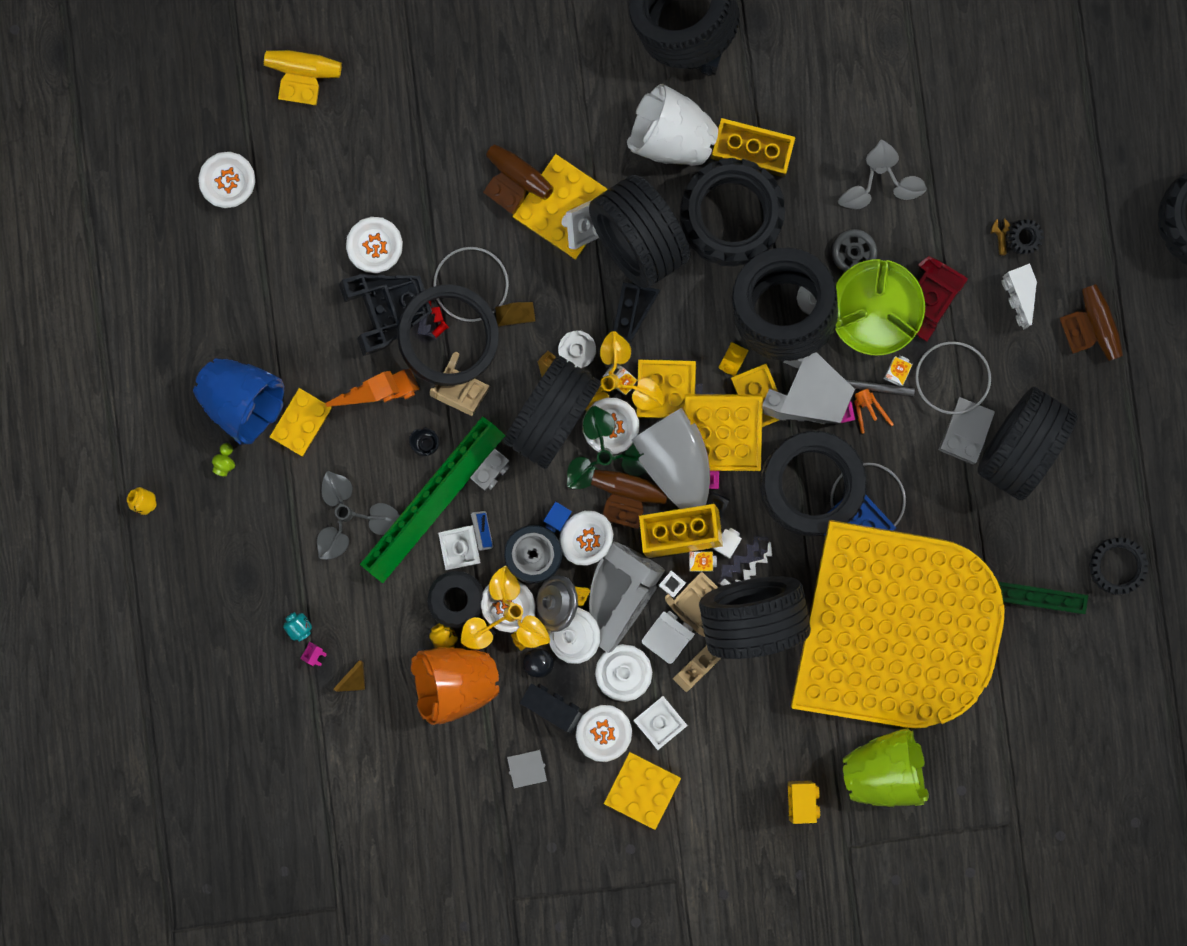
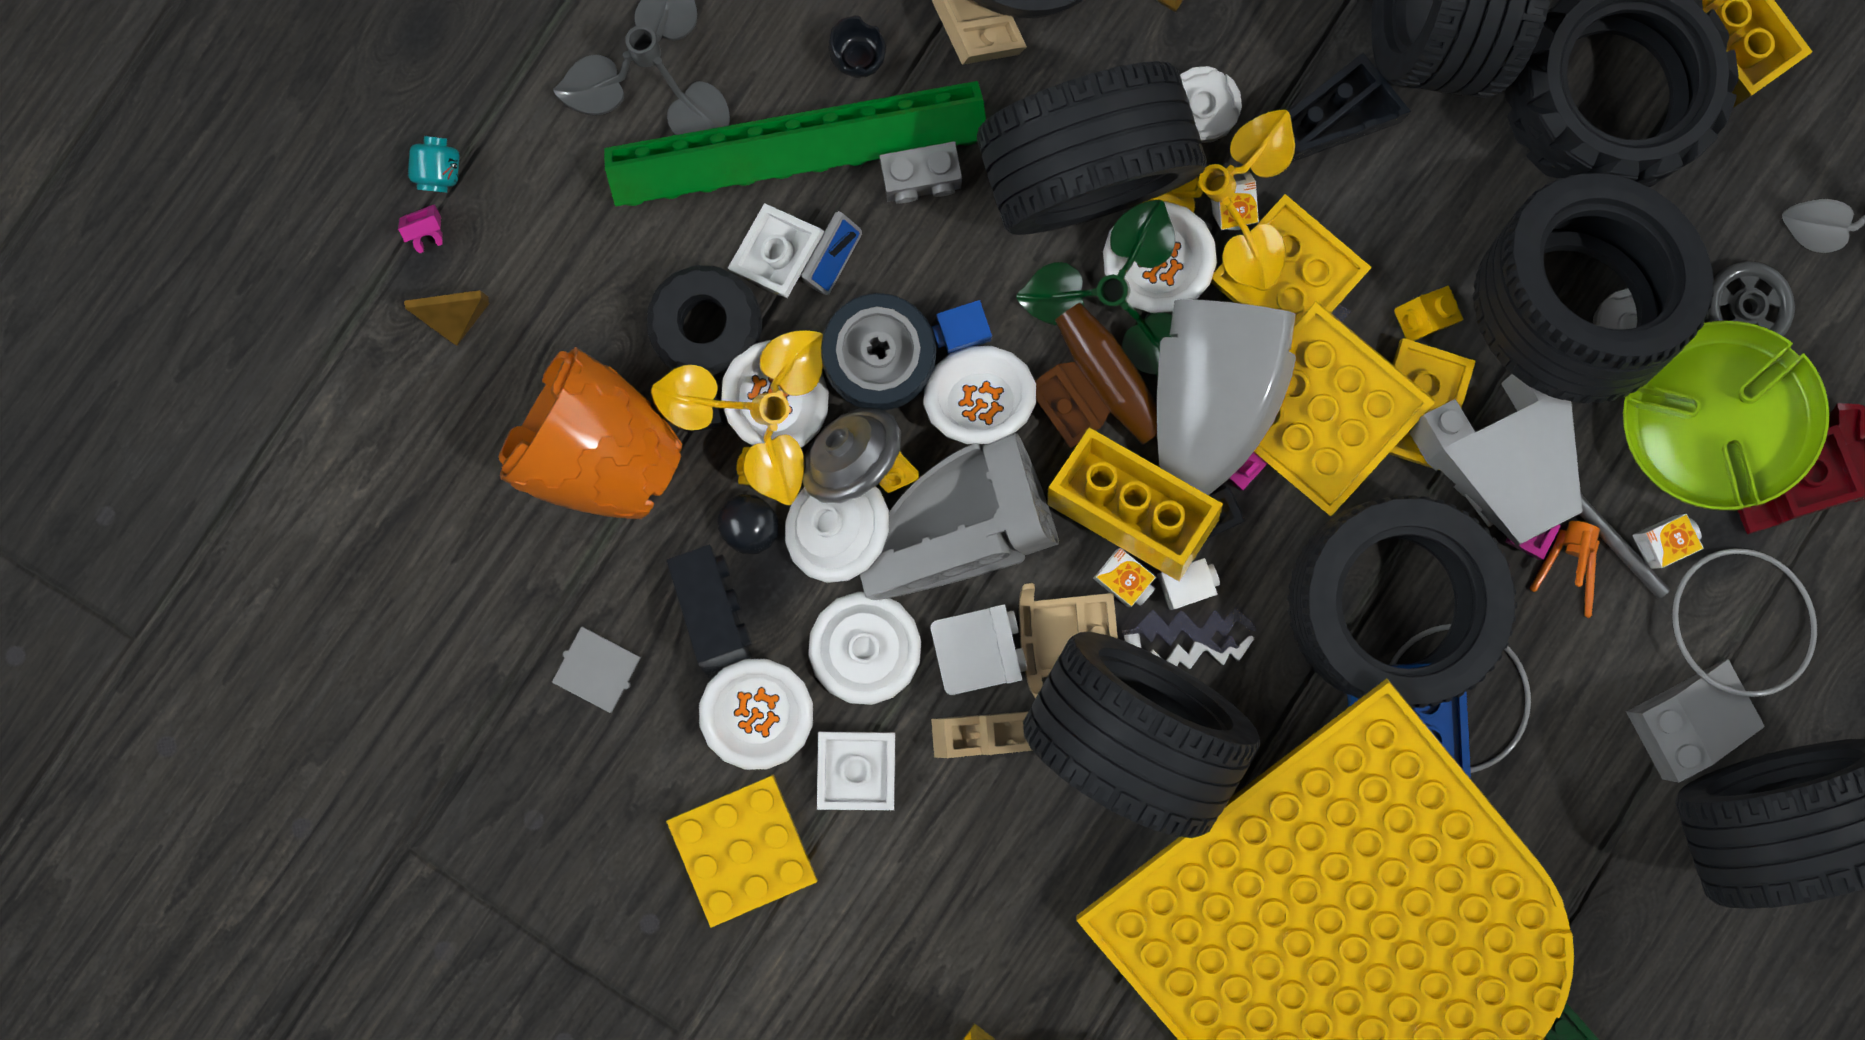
camera: 40 degrees right, 0 degrees up
(443, 636) = (638, 362): yellow head -> none
(672, 584) = (1051, 574): white brick -> none

